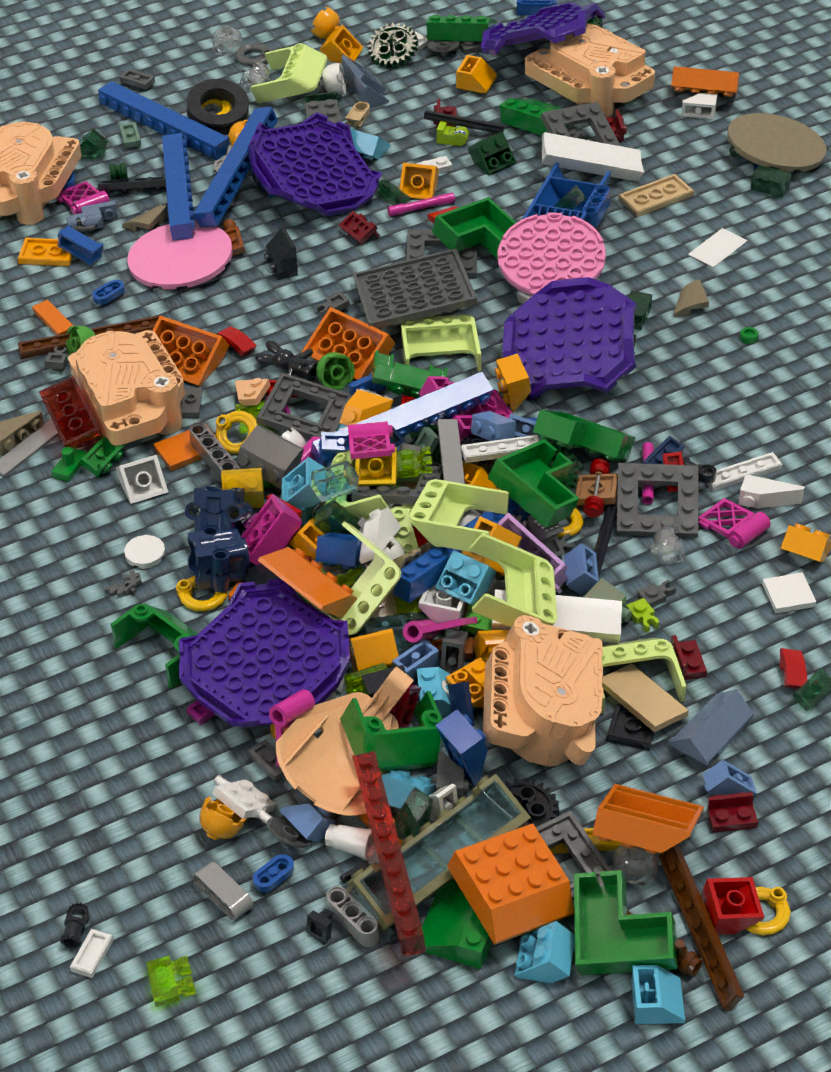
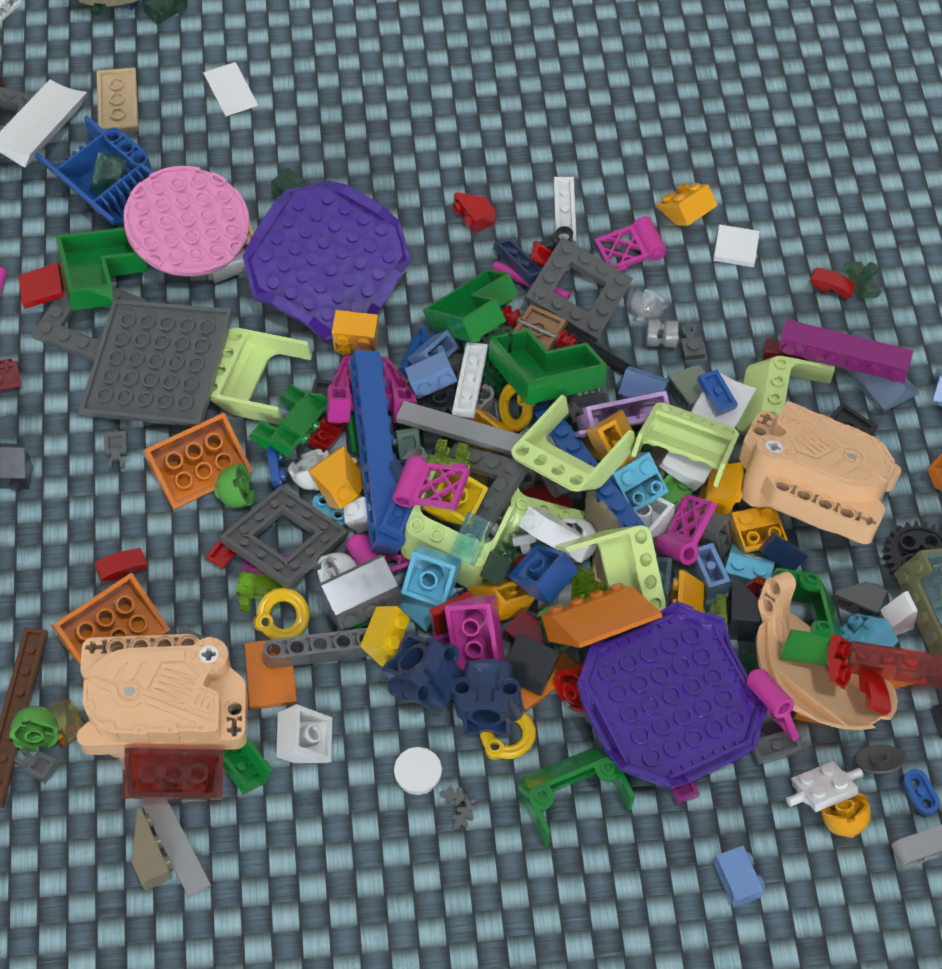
camera: 70 degrees left, 15 degrees up
(68, 464) = (234, 808): green tile -> none
(135, 766) = (739, 876): none -> medium blue brick
(251, 391) = (220, 579): light nougat wing -> none
(286, 361) = (187, 527): black animal -> none
(309, 820) = (872, 740): medium blue slope -> none
(335, 784) = (875, 691): none -> red slope
(342, 750) = (838, 670): none -> red slope
(350, 840) = (910, 707): white plant -> none
(413, 814) = (913, 636): clear green slope -> none
(464, 744) = (856, 565): blue slope -> none
(592, 603) = (717, 392): none -> blue plate
(643, 613) = (710, 362): lime plate -> none
(643, 697) = (838, 401): tan tile -> none
(647, 565) = (669, 333): none -> light grey wheel
(691, 297) = (301, 141): dark tan slope -> none
(694, 415) = (475, 211): none -> red slope
(700, 681) = (845, 351): none -> magenta brick
(749, 335) = (379, 122): green tile -> none
(767, 493) = (604, 209): white slope -> none

